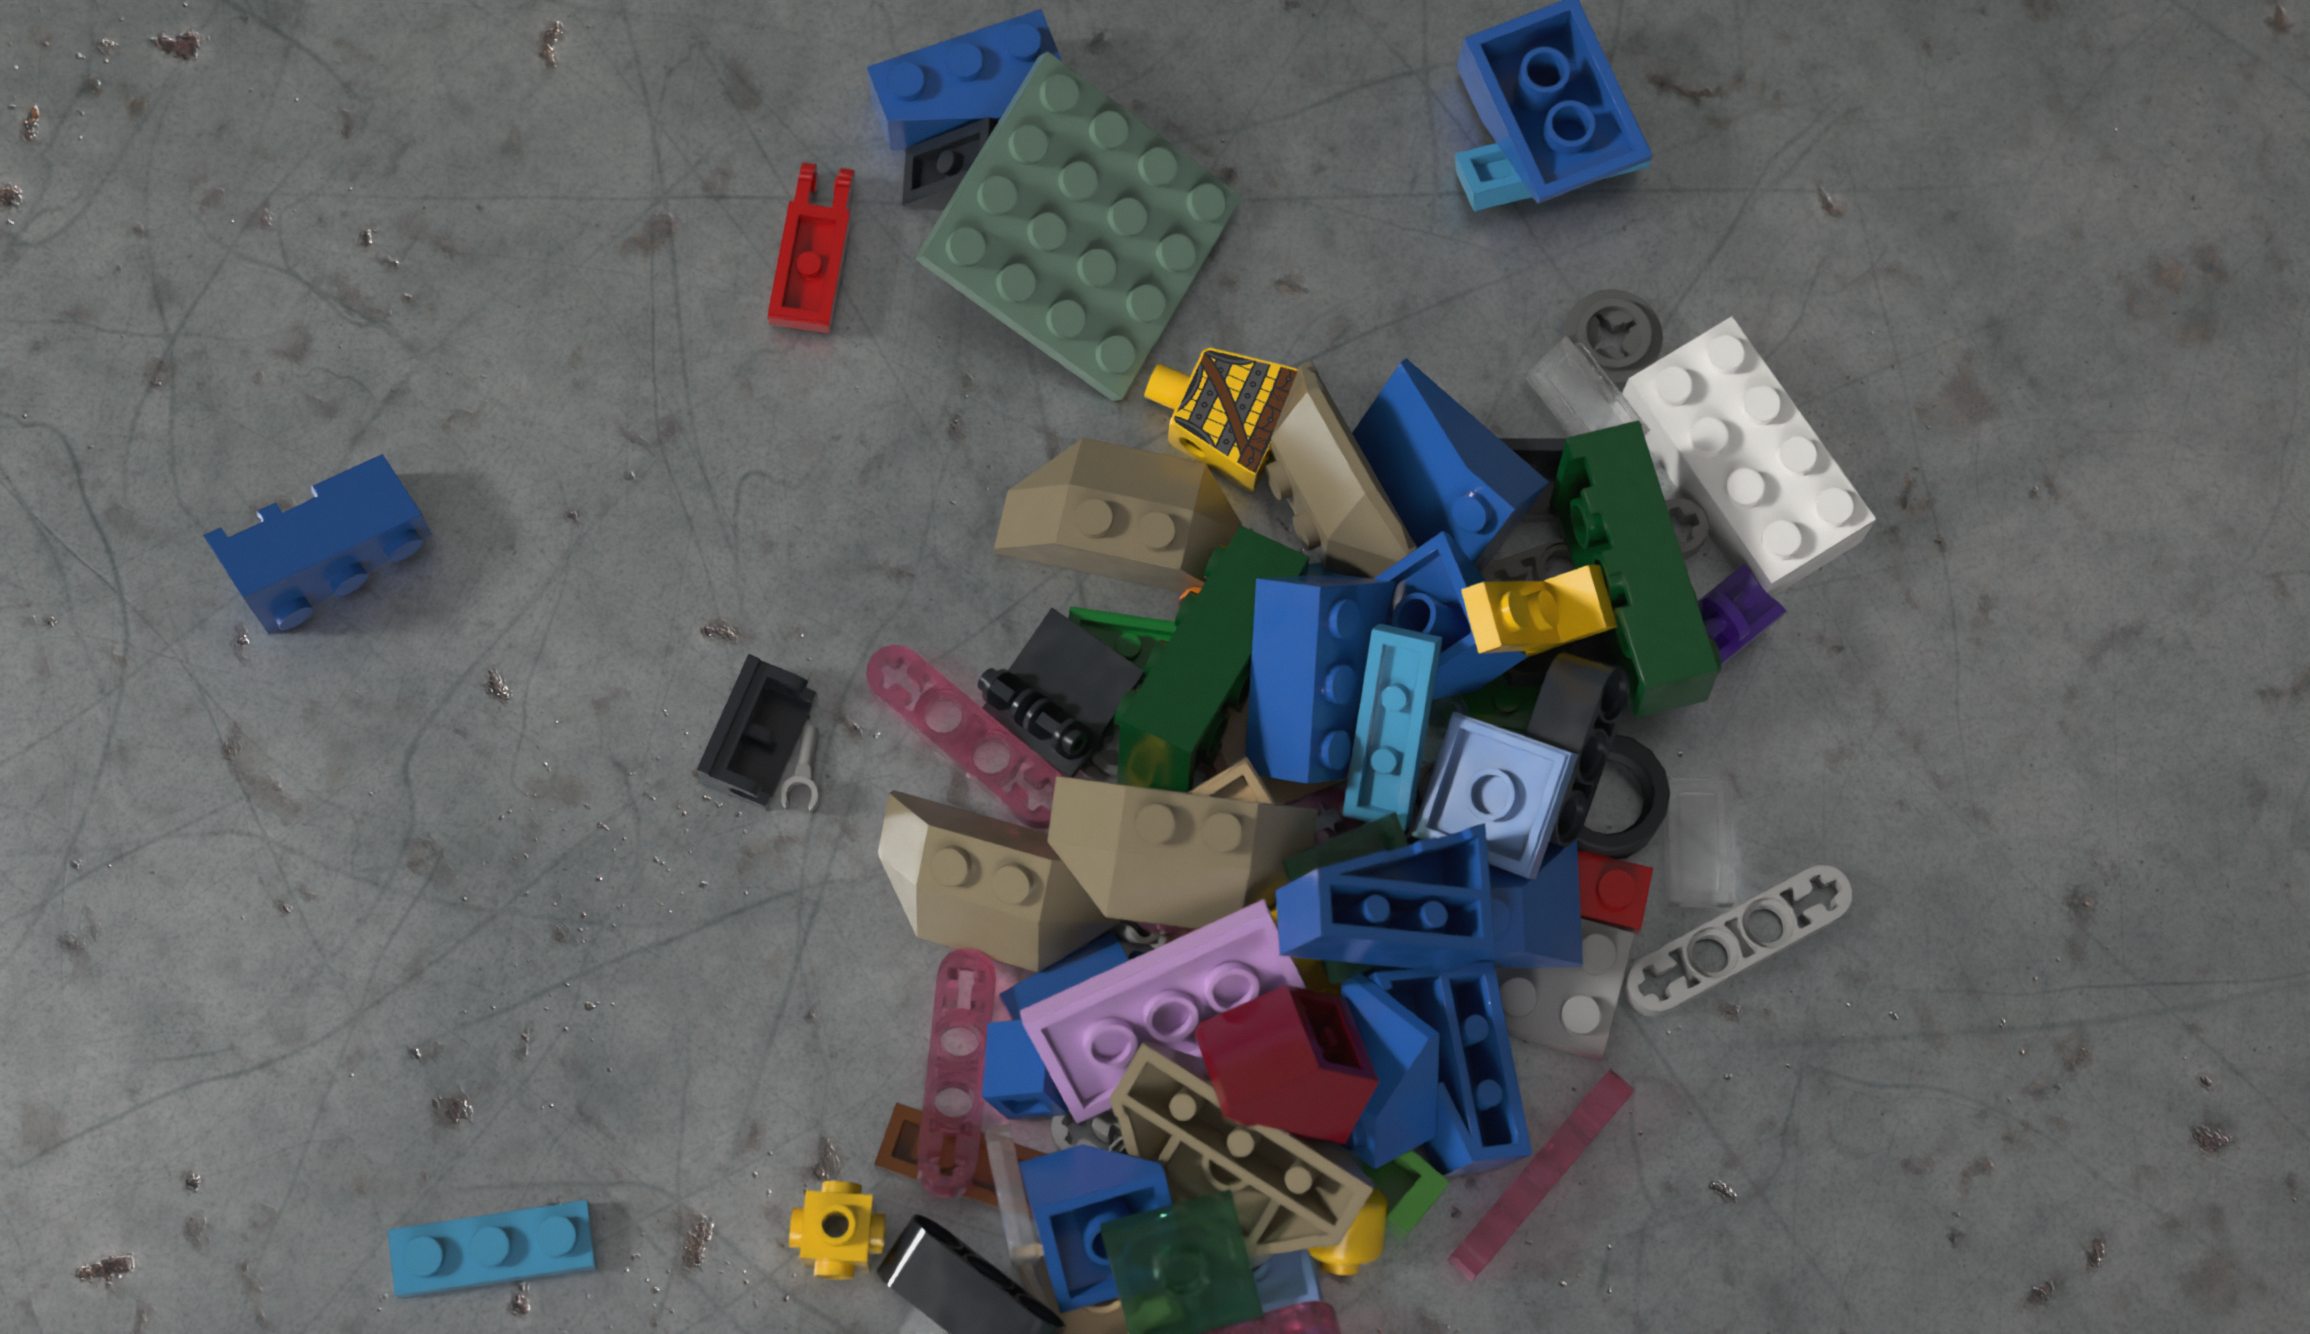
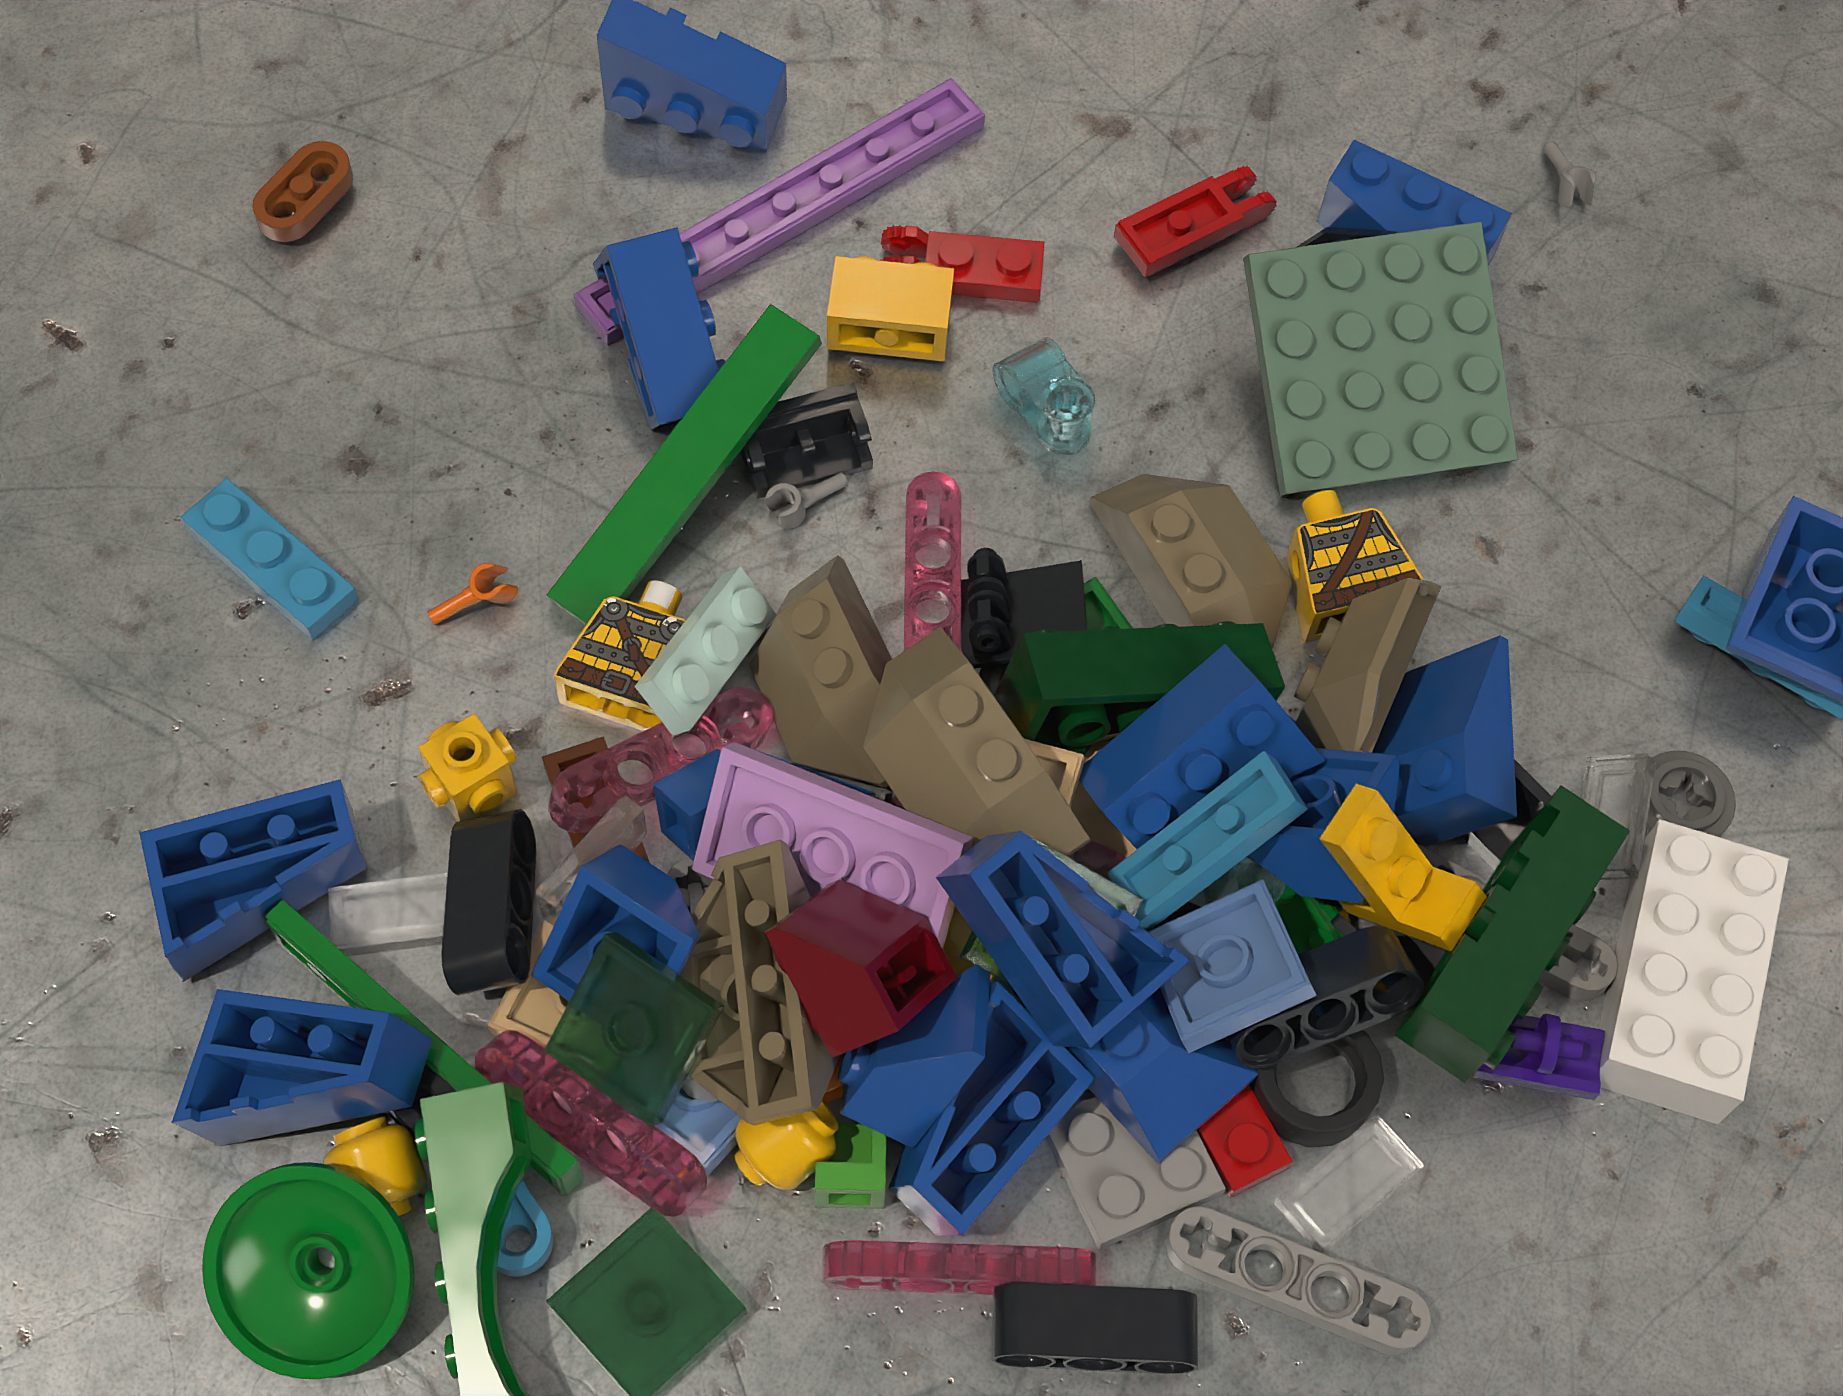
camera: 50 degrees right, 10 degrees down
(141, 960) = (299, 194): none -> dark orange plate
(507, 572) = (812, 192): none -> medium lavender tile
(564, 763) = (661, 321): none -> blue wedge
(673, 1102) = (479, 589): none -> orange hand
(694, 464) = (981, 264): none -> red hinge
(694, 563) = (889, 308): none -> yellow brick
(712, 851) = (686, 465): none -> green tile
(847, 1026) = (616, 653): none -> torso
(869, 505) = (1047, 395): none -> clear light blue piece
(895, 964) = (705, 651): none -> light aqua plate
(1661, 1114) = (1095, 1328): none -> black beam

